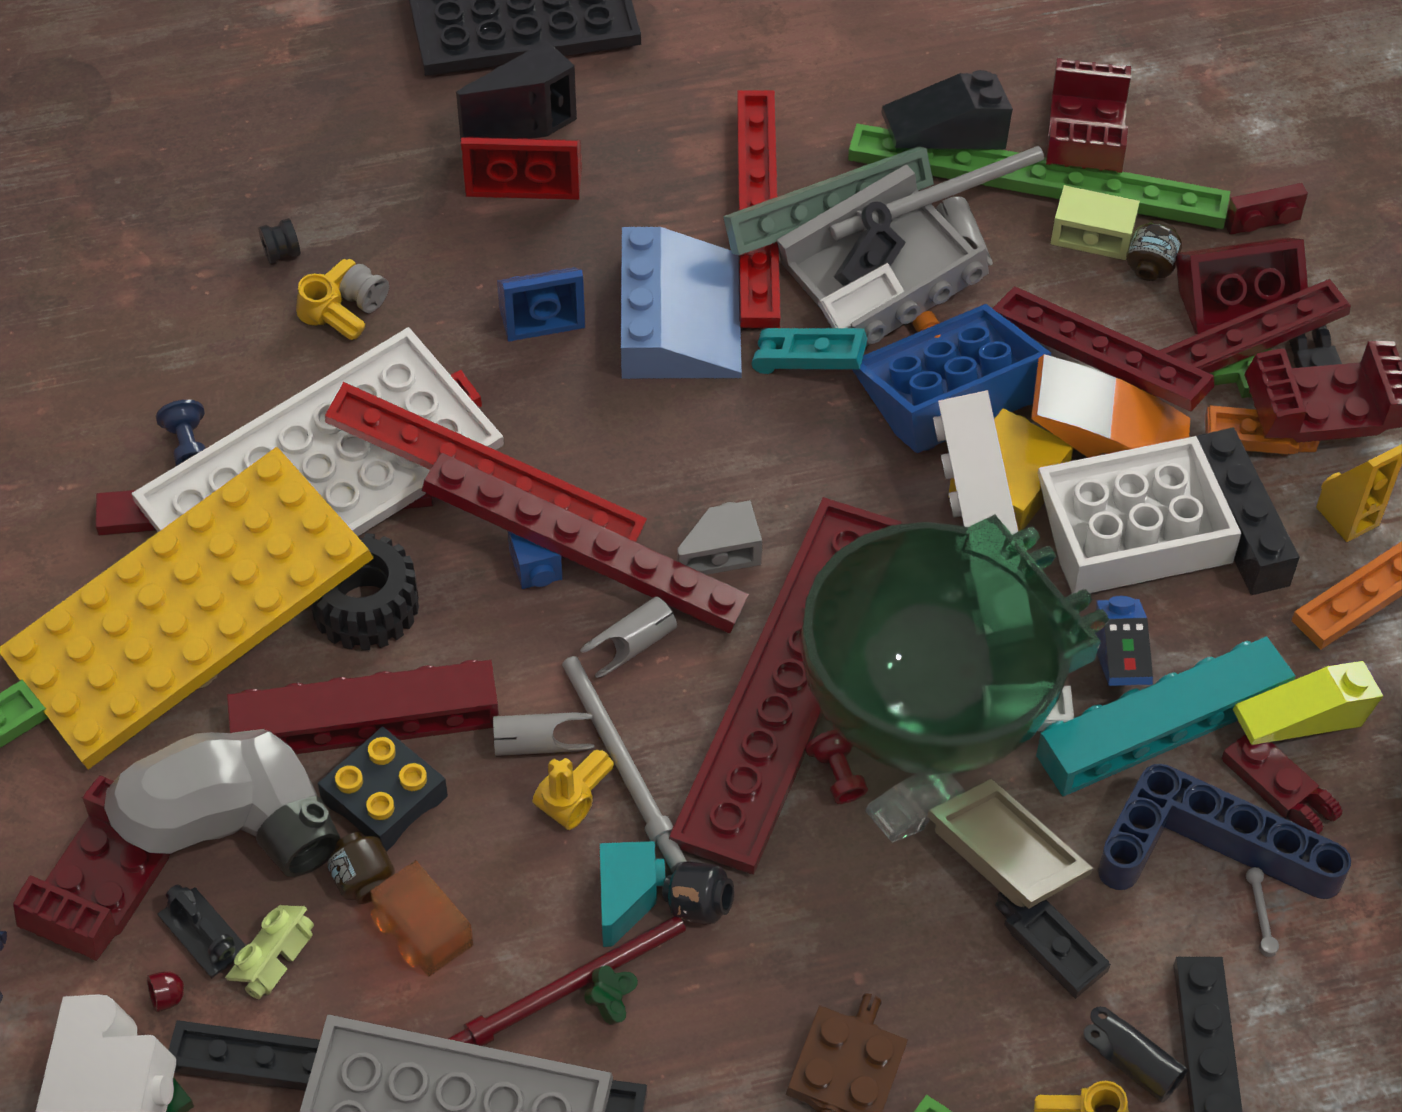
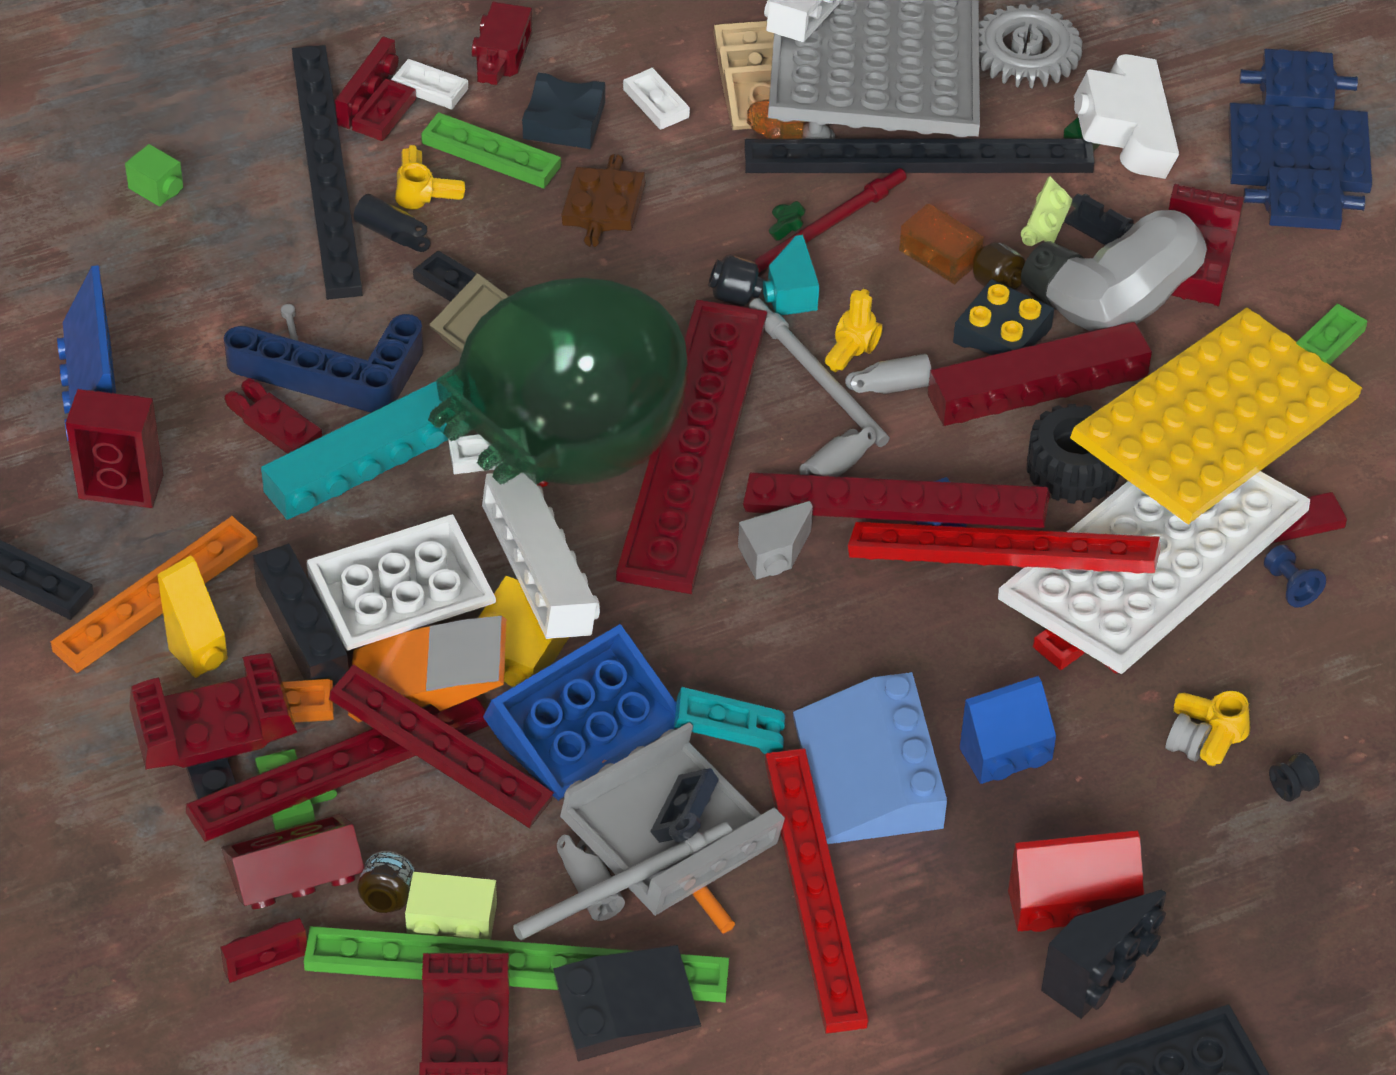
camera: 170 degrees right, 5 degrees down
(165, 990) = (1114, 187): dark red hinge -> none
(776, 217) = (725, 883): sand green plate -> none
(860, 297) = (685, 757): white tile -> none
(1125, 642) = (410, 479): slope -> none
(1313, 704) = (236, 457): neon yellow slope -> none

